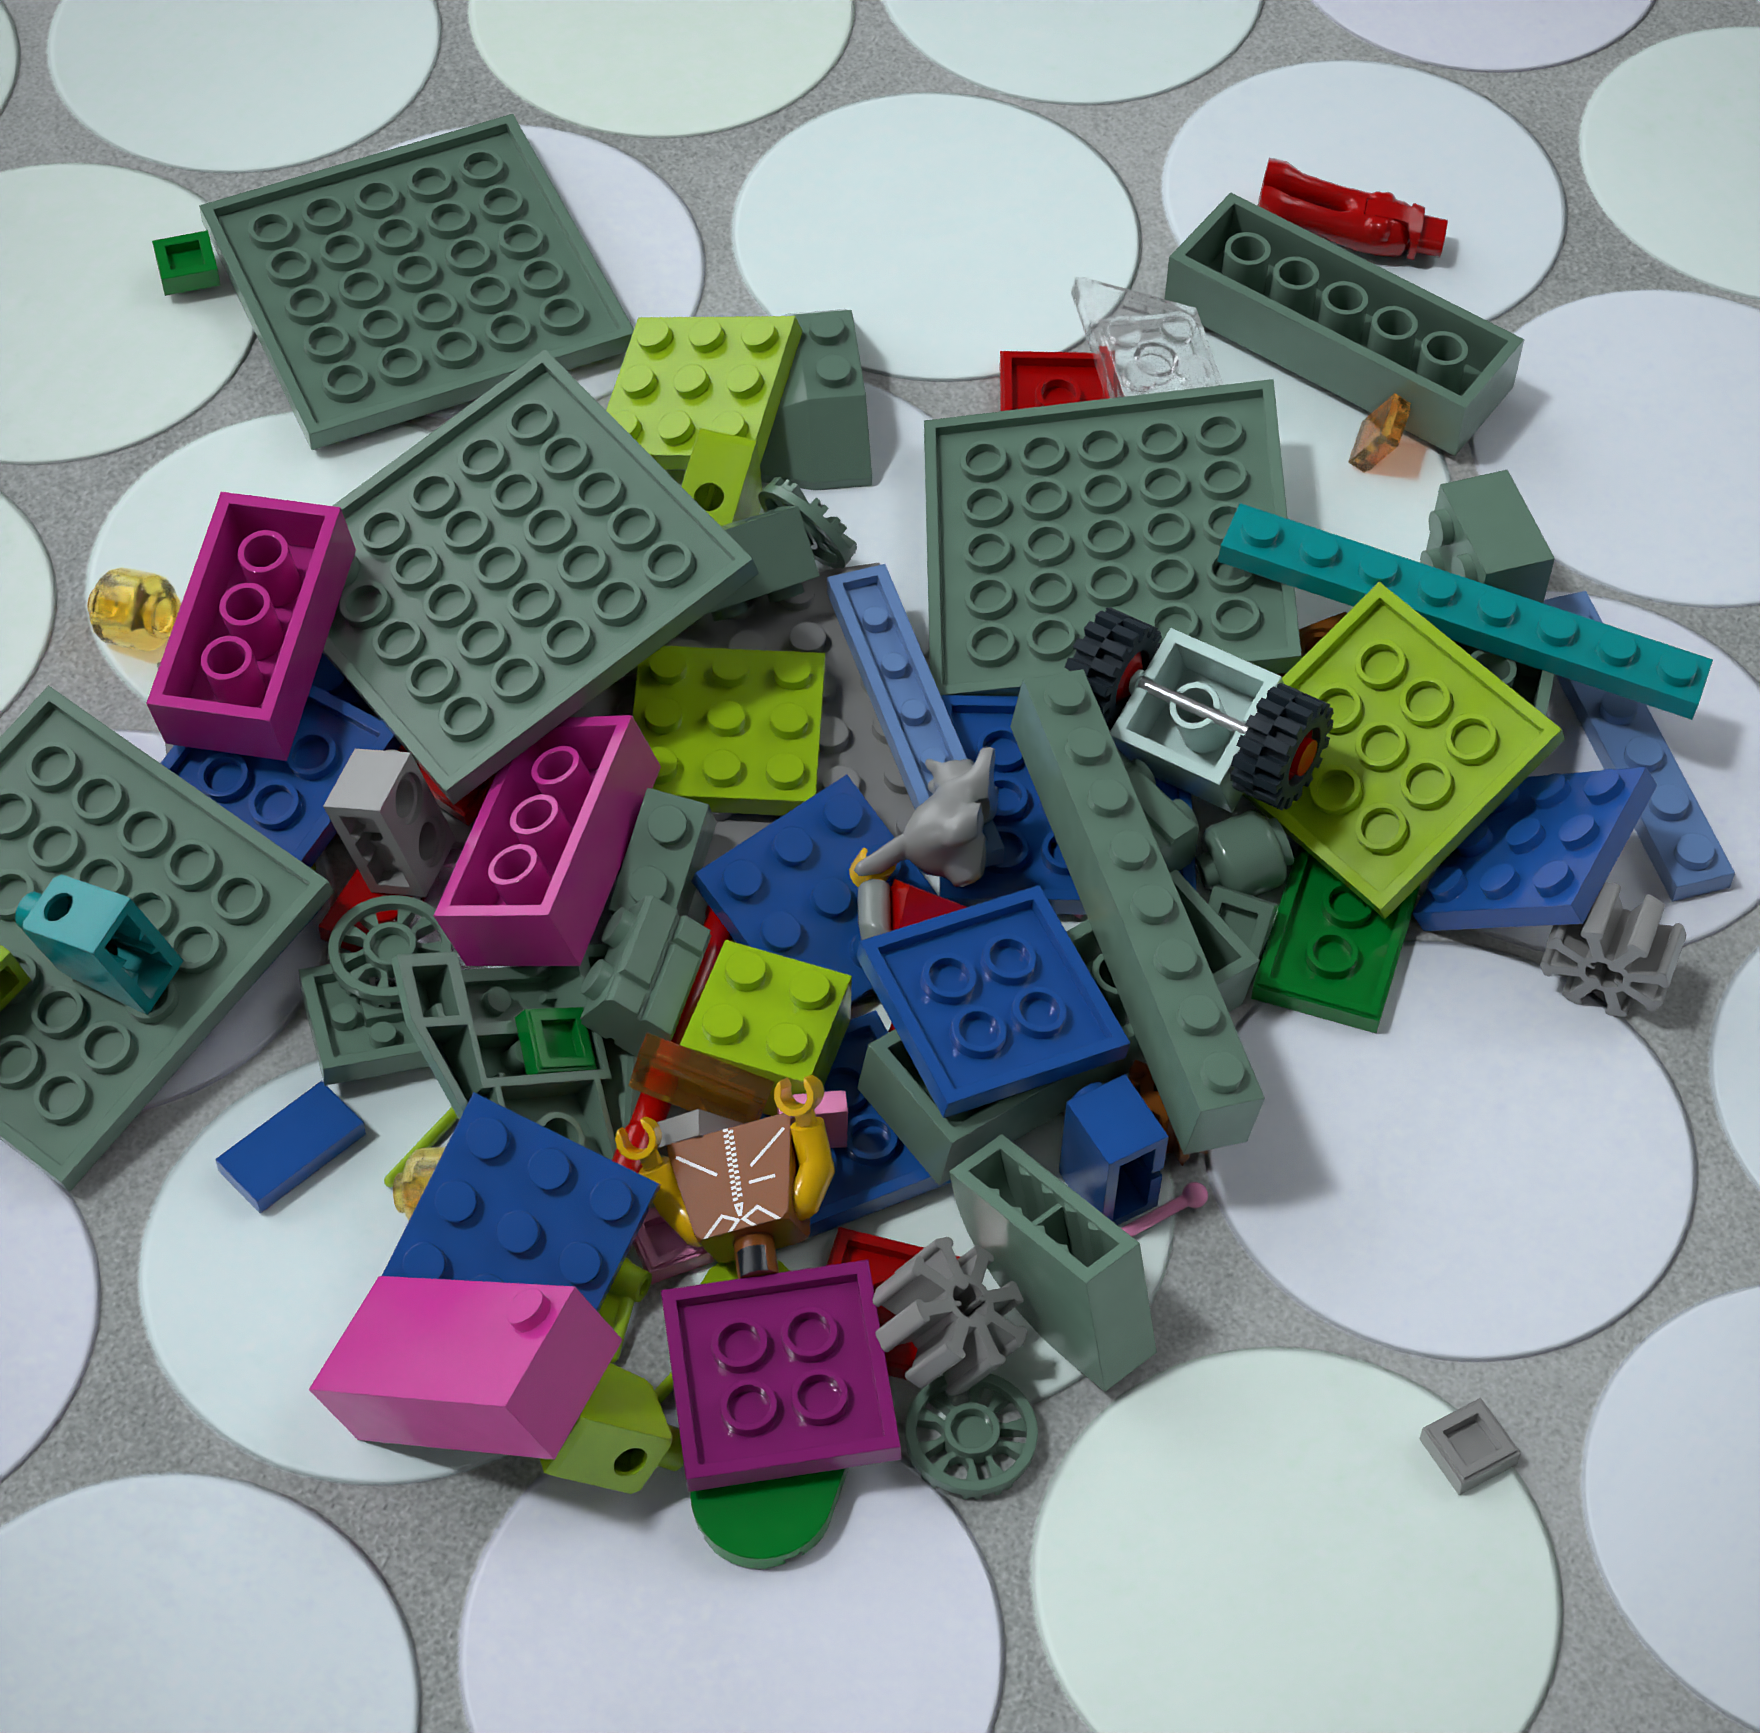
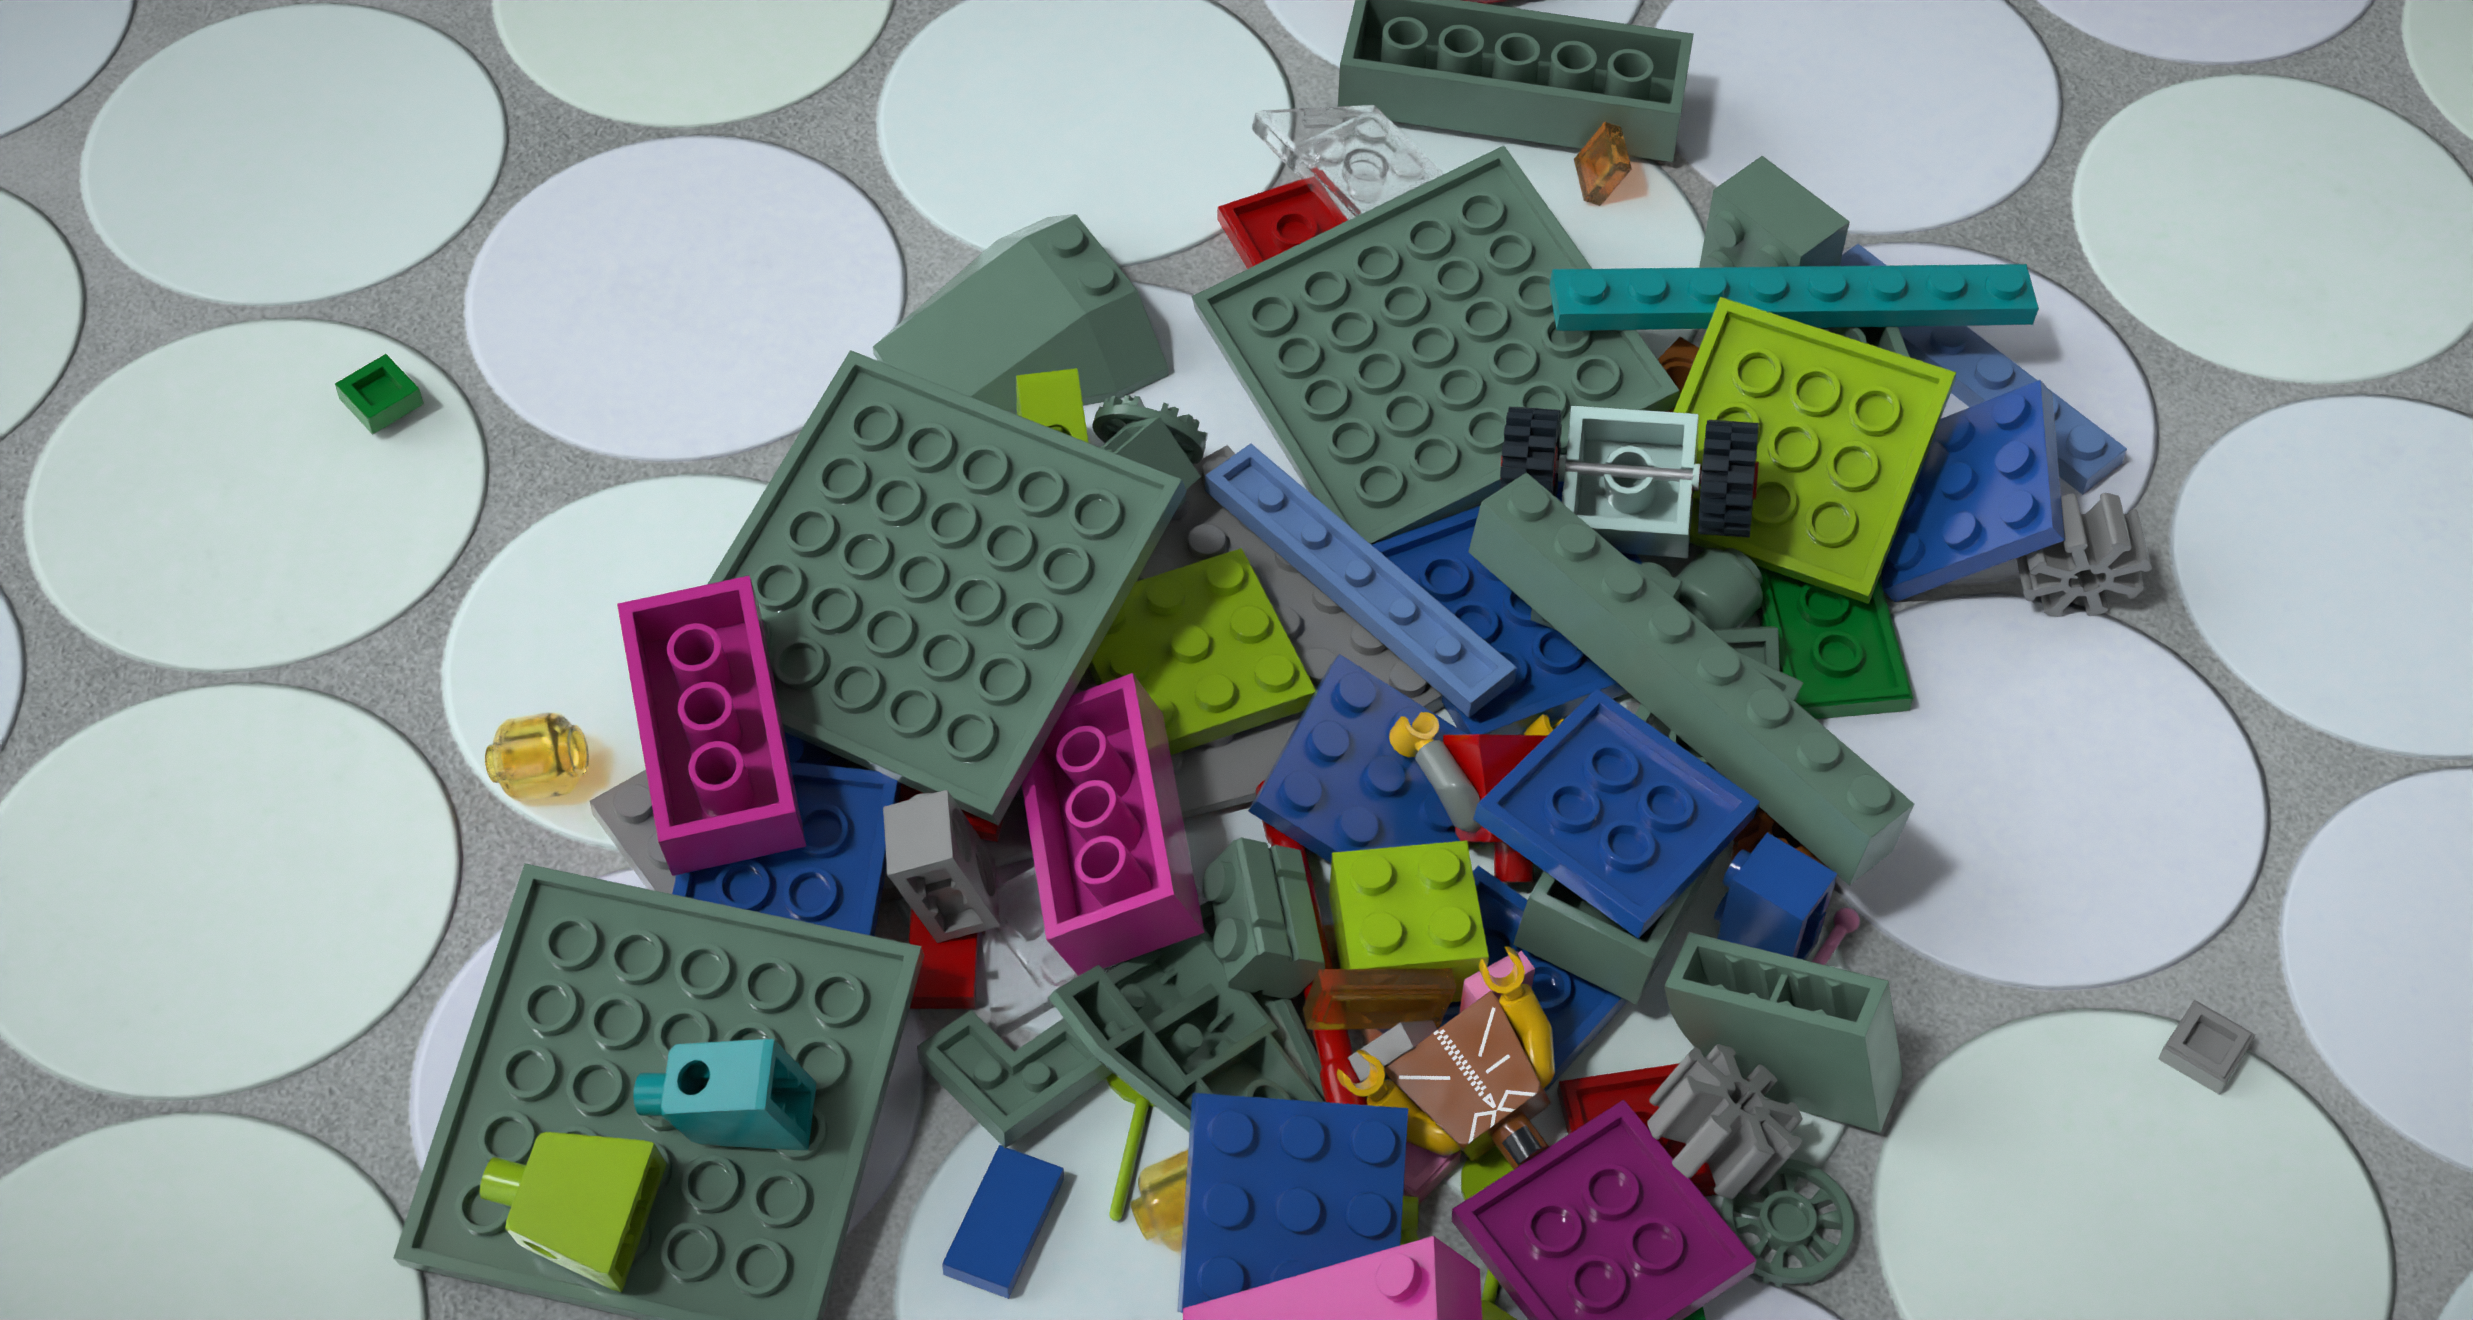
camera: 25 degrees left, 0 degrees up
(381, 945) = (998, 991): sand green wheel -> none
(413, 279) = (619, 332): sand green plate -> none
(554, 1040) = (1212, 1015): green tile -> none
(665, 852) = (1212, 794): sand green brick -> none
(704, 376) = (973, 324): lime plate -> none
(946, 830) = (1472, 662): light grey animal -> none

